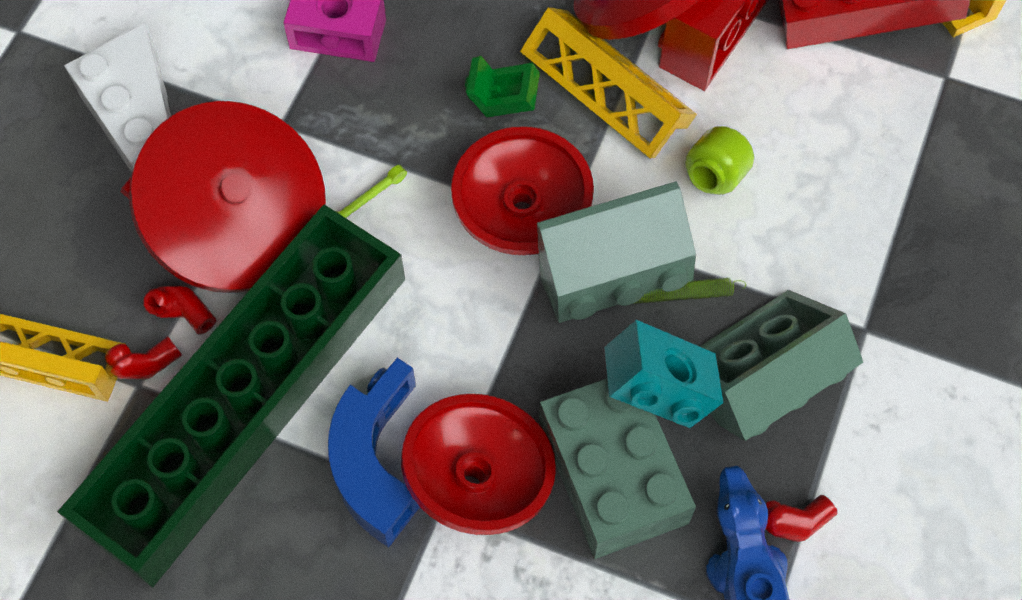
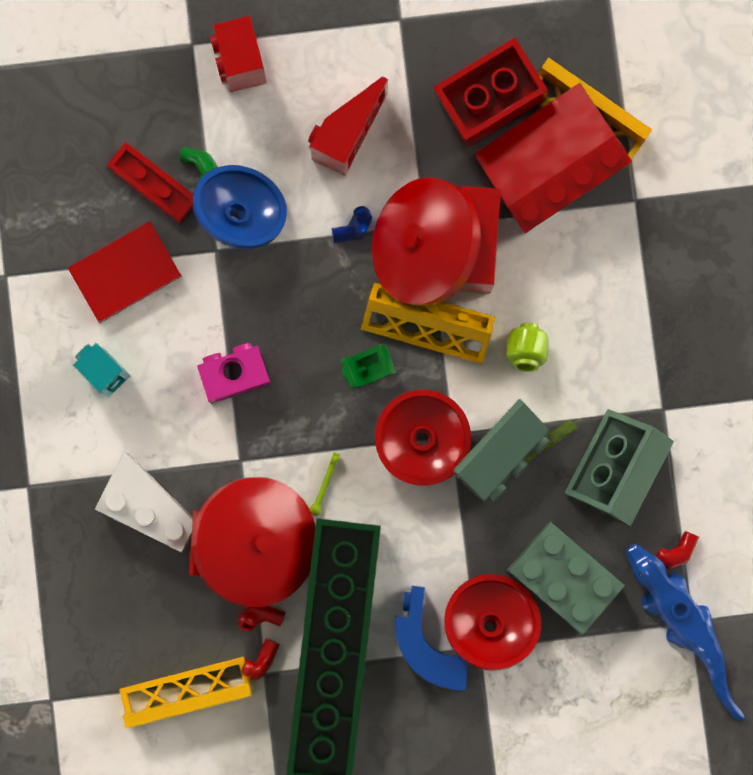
camera: 30 degrees left, 20 degrees up
(663, 374) = (570, 522): teal brick -> none

